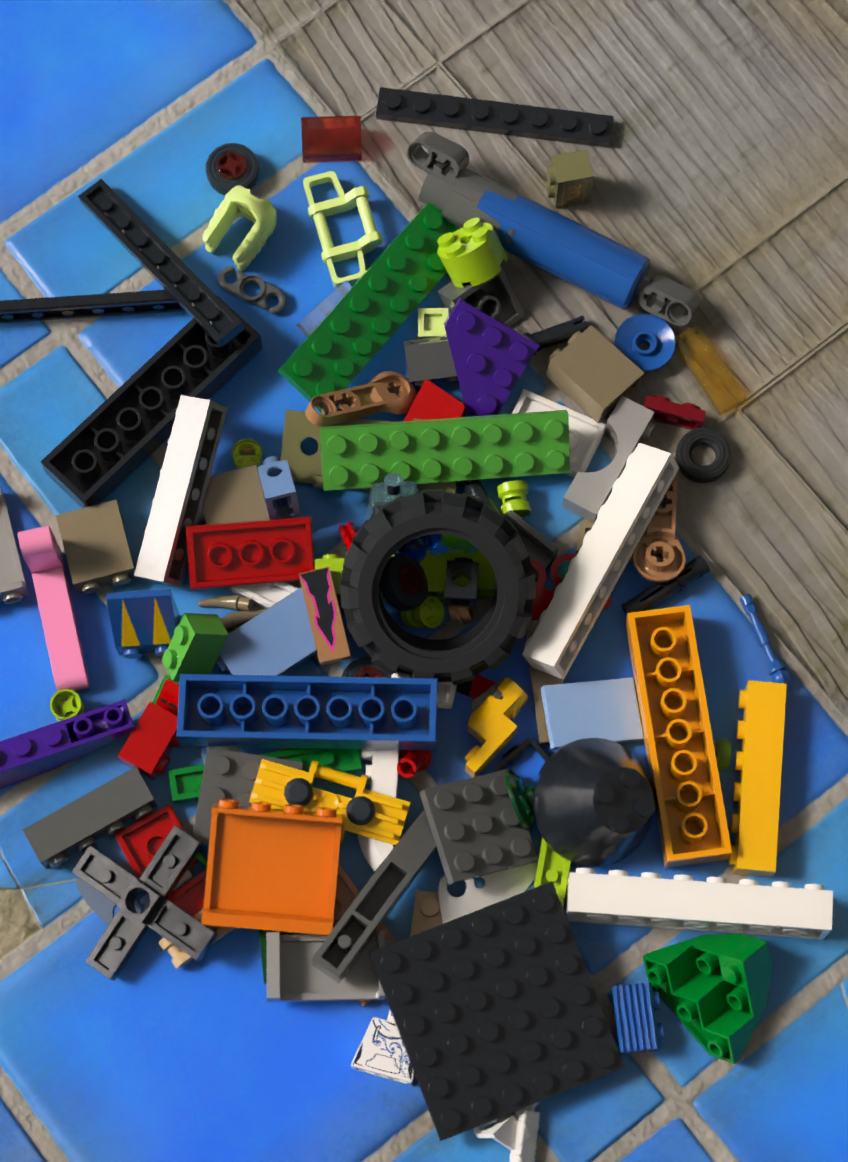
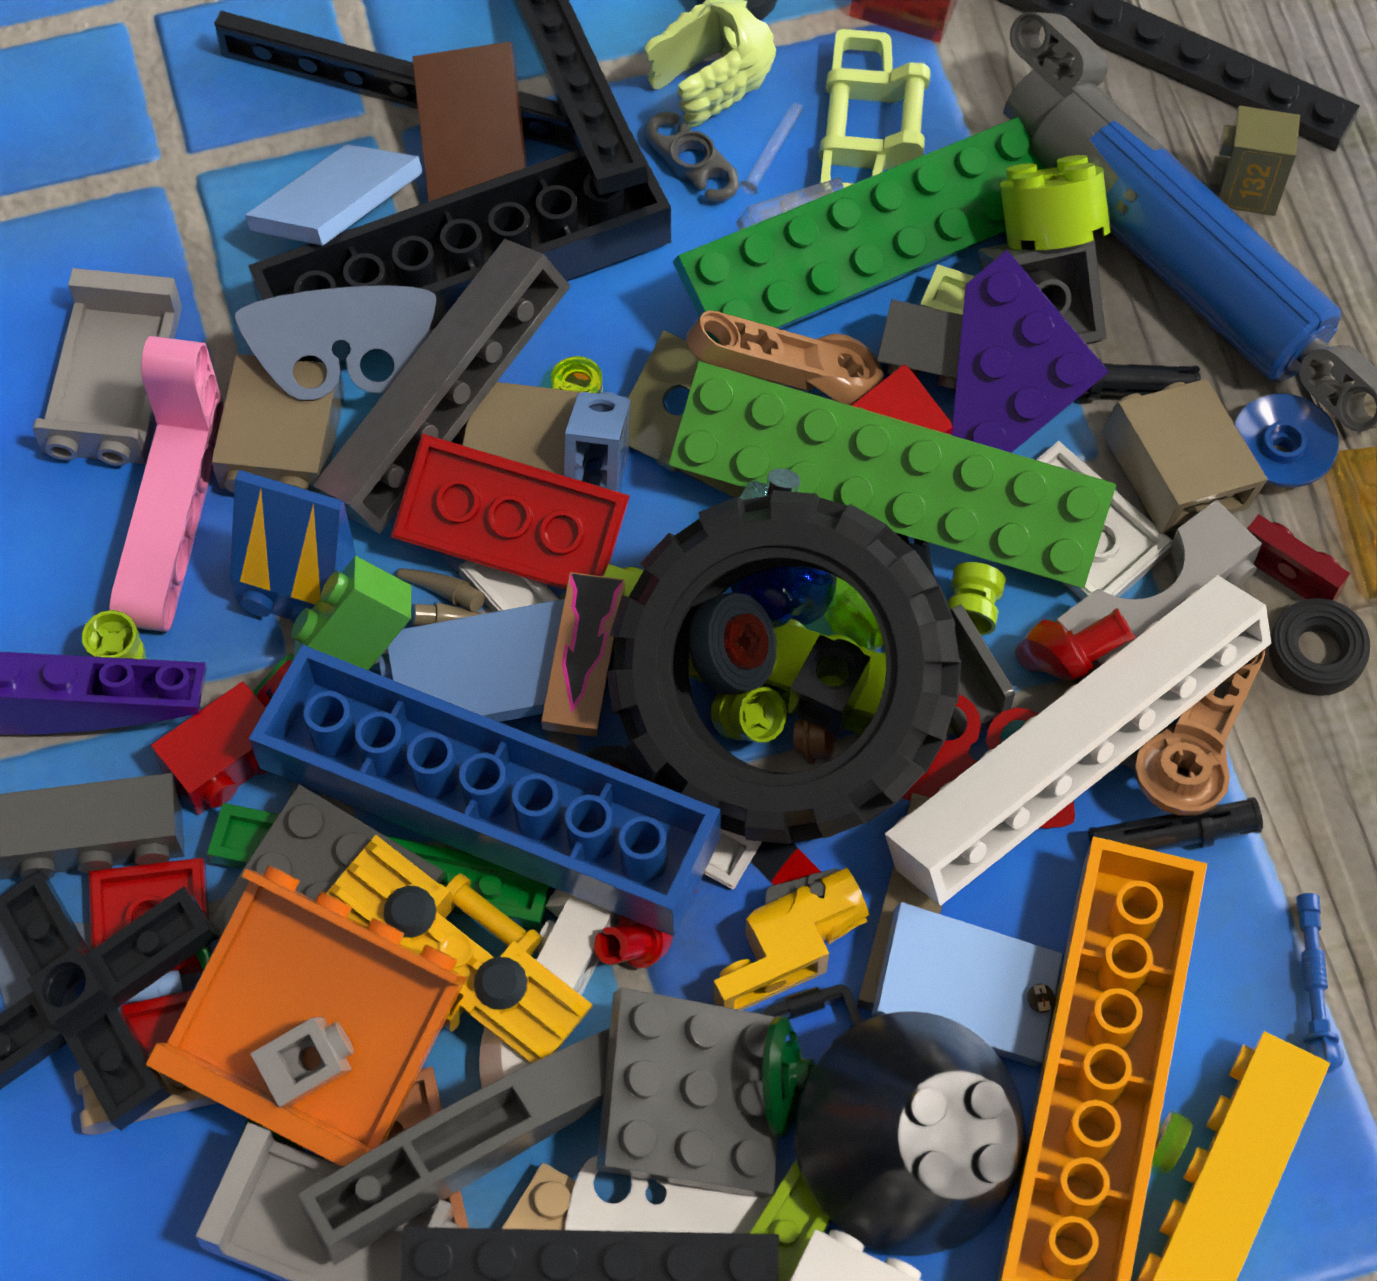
camera: 20 degrees right, 10 degrees down
(64, 396) = (334, 194): none -> light blue tile
(92, 483) = (312, 321): none -> sand blue piece
(121, 322) = (468, 116): none -> reddish brown tile
(277, 901) = (283, 1063): none -> light grey brick
(294, 267) = (749, 186): none -> clear piece
(576, 515) = (1069, 654): none -> red arm
(631, 706) = (1041, 998): none -> black piece

